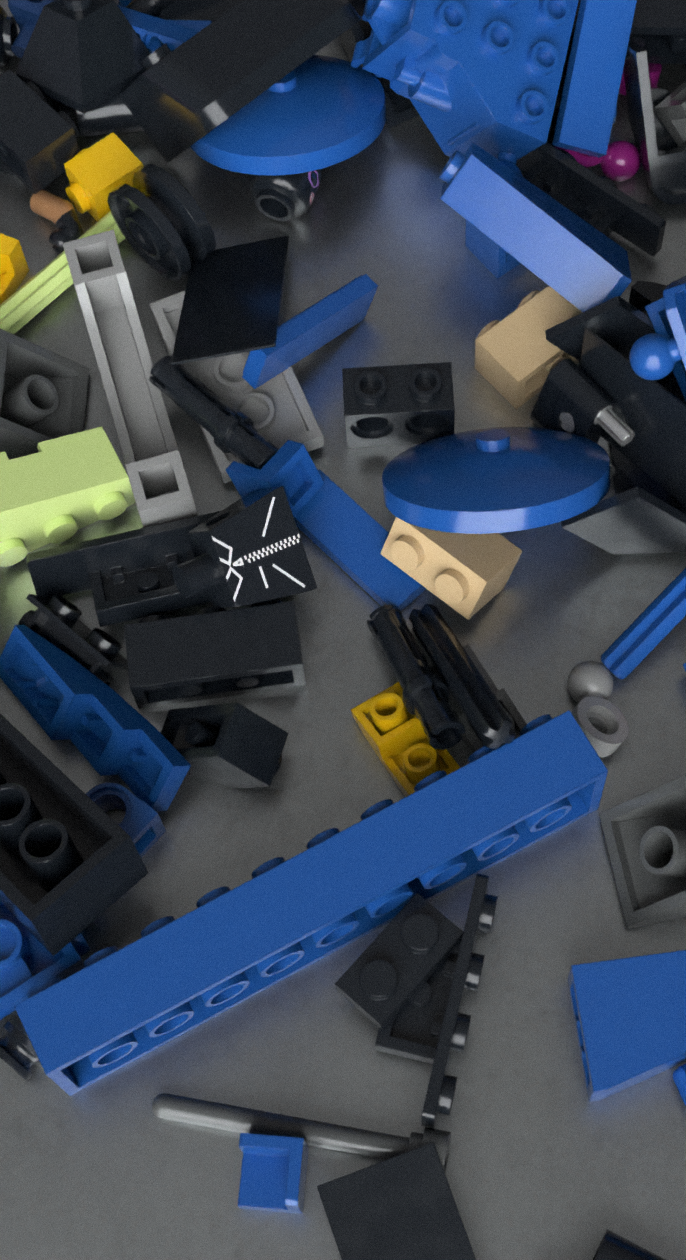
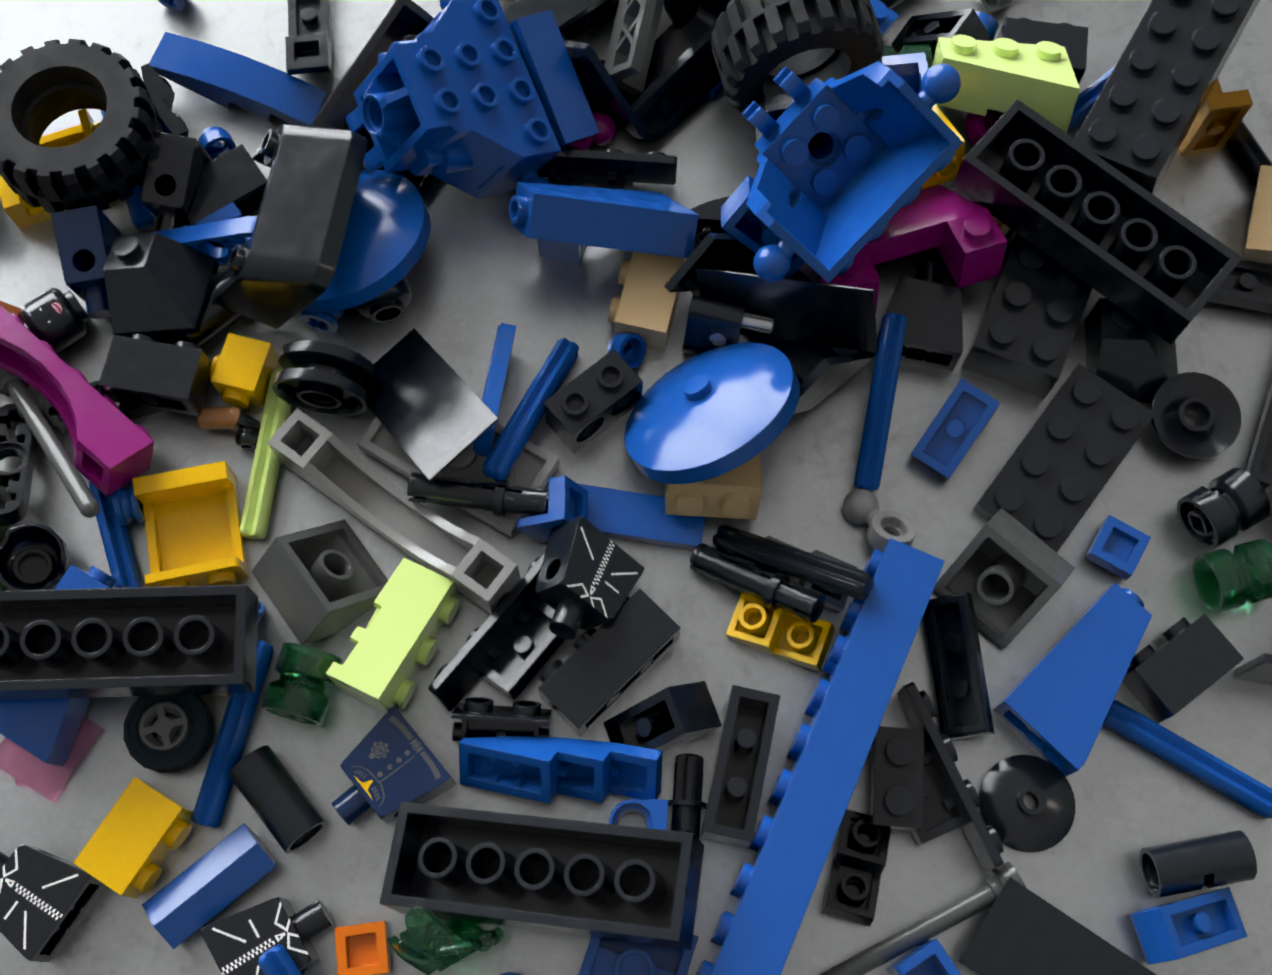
camera: 45 degrees left, 5 degrees up
(183, 835) = (687, 794): none -> black axle
(212, 177) = (321, 321): none -> blue bush
(258, 826) = (740, 766): none -> black brick
(293, 1025) = (856, 869): none -> black slope
(327, 373) = (530, 410): none -> blue axle
(473, 389) = (633, 353): none -> blue hinge
(520, 1128) = (1004, 807): none -> black dish
(559, 905) = (958, 667): none -> black tile

